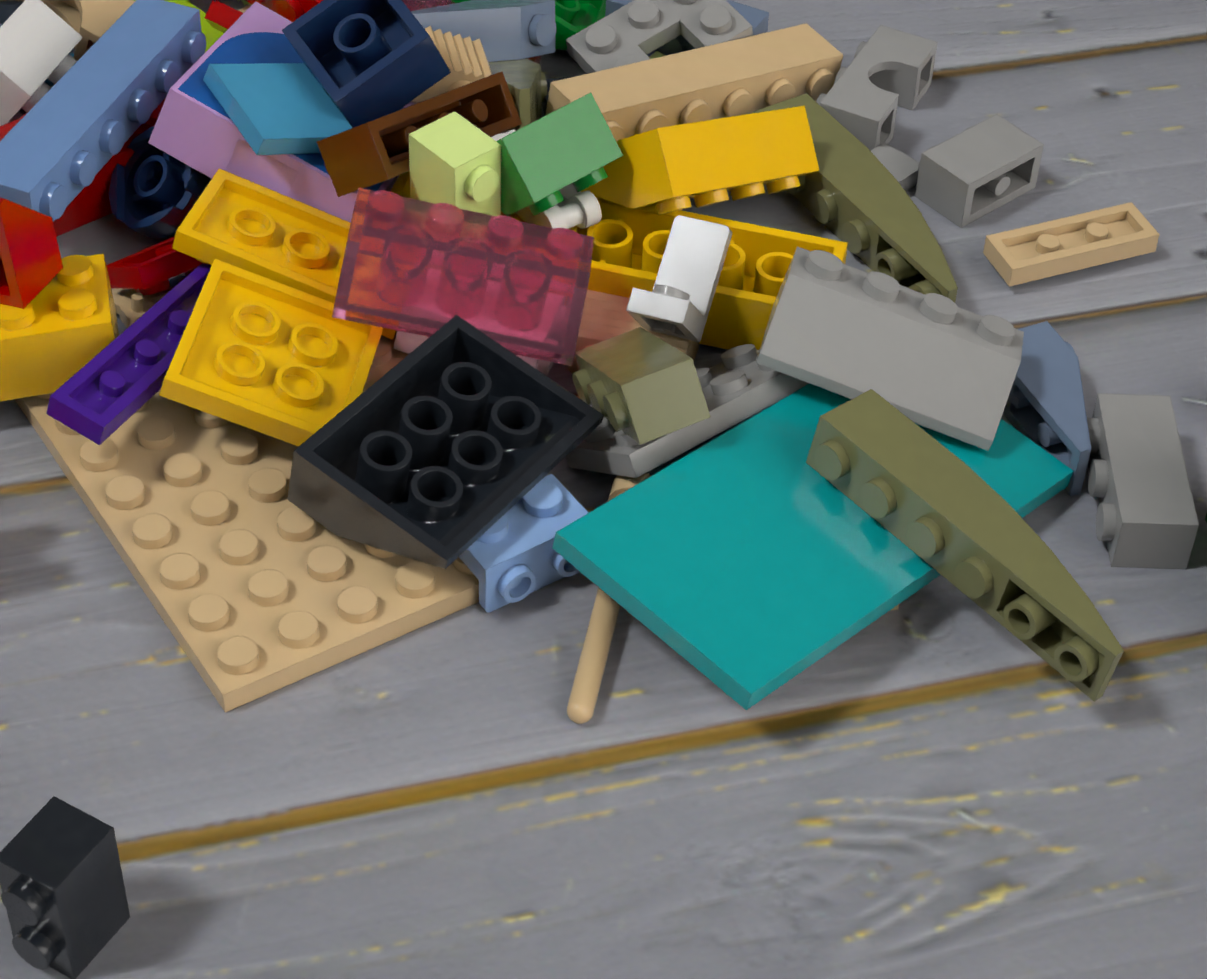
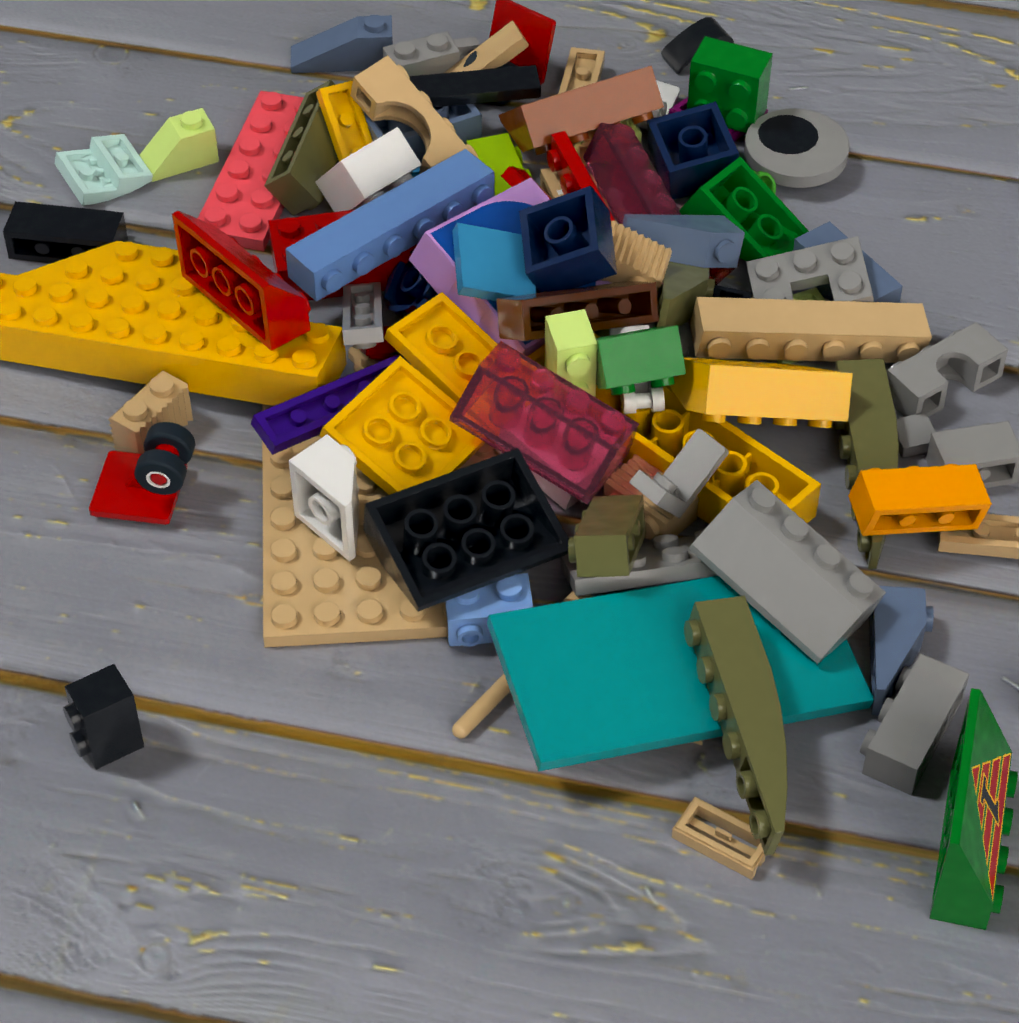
camera: 30 degrees right, 5 degrees up
(124, 239) = (362, 315): none -> light grey plate
(224, 464) = (327, 493): none -> white slope
(972, 222) = (919, 499): none -> light orange brick
(1011, 716) = (717, 842): none -> tan tile

